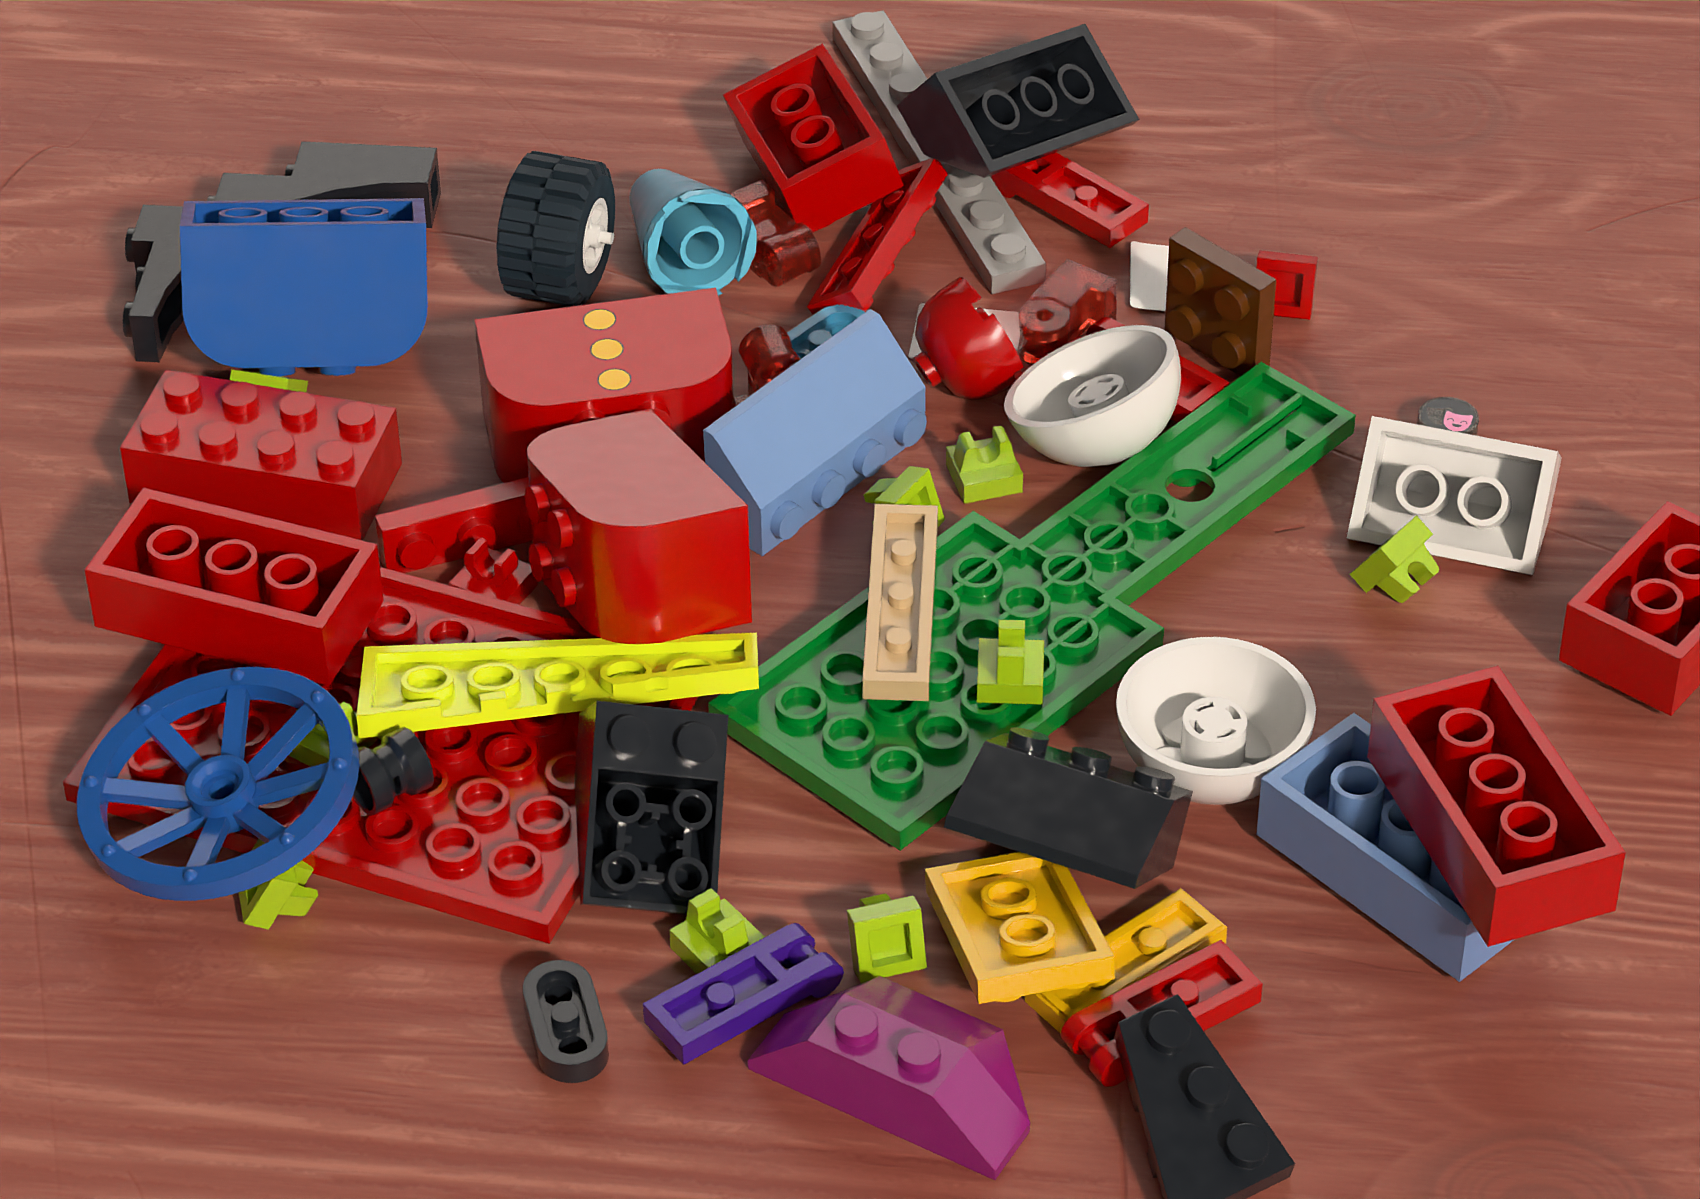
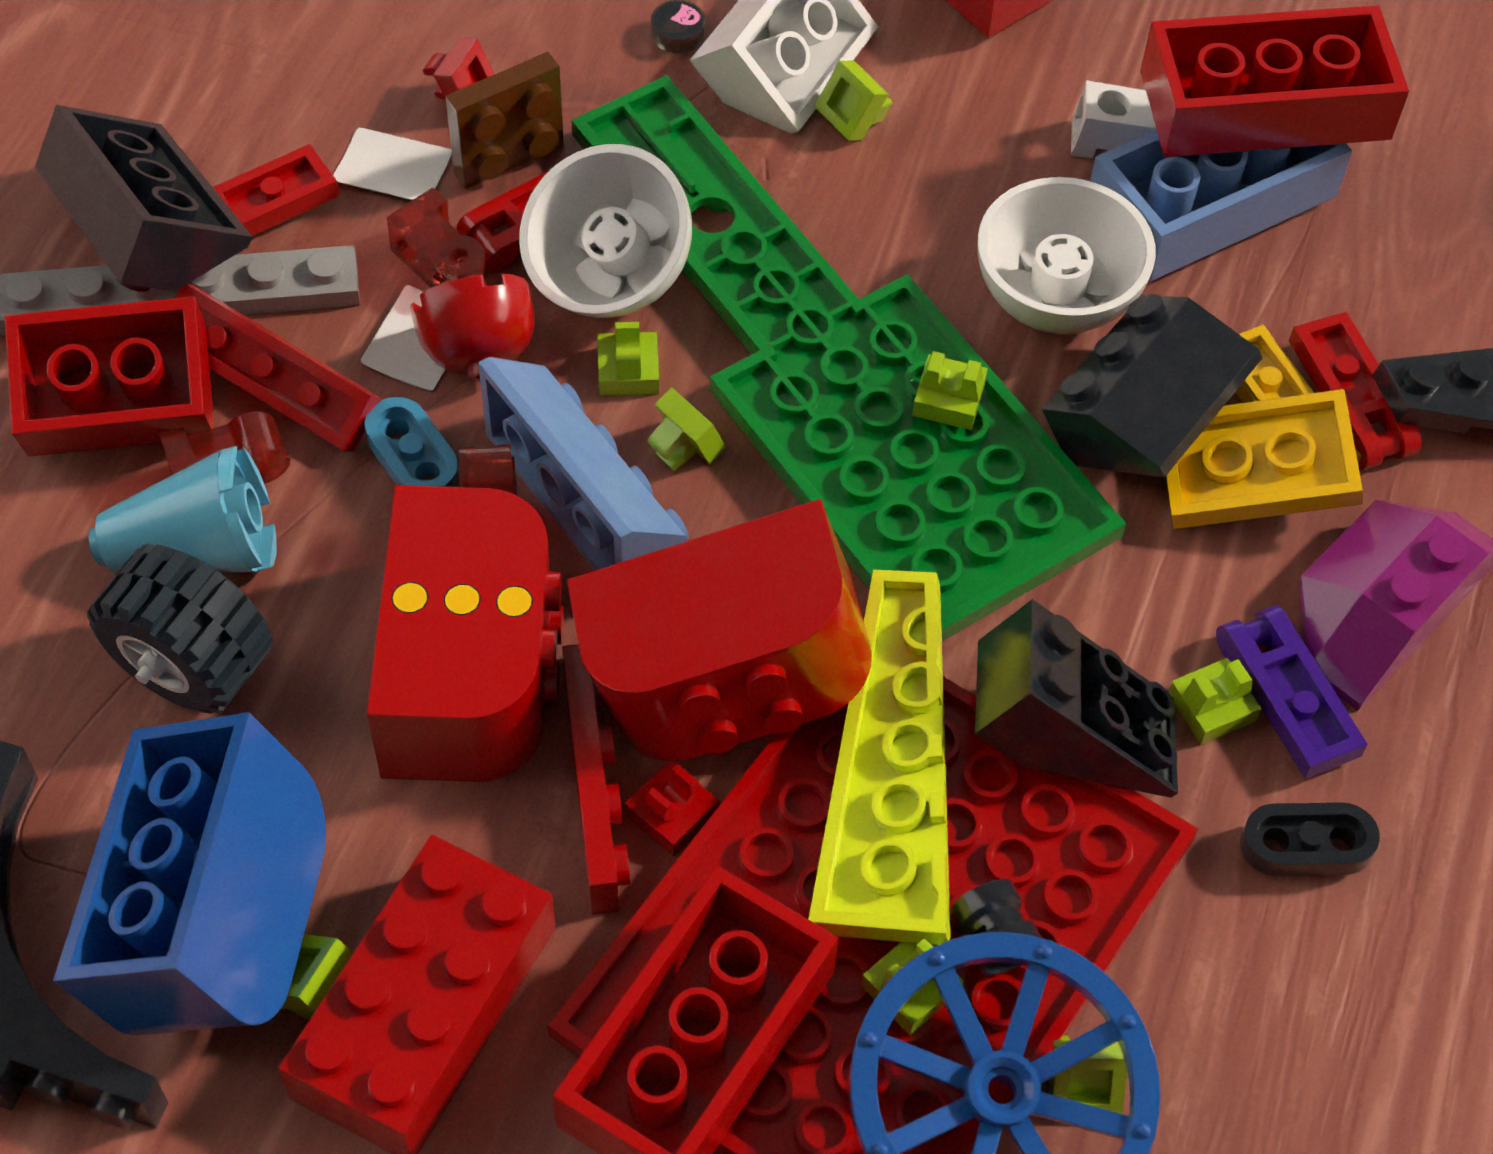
camera: 80 degrees left, 15 degrees up
(886, 937) = (1241, 564): lime tile -> none
(900, 603) = (847, 449): tan plate -> none

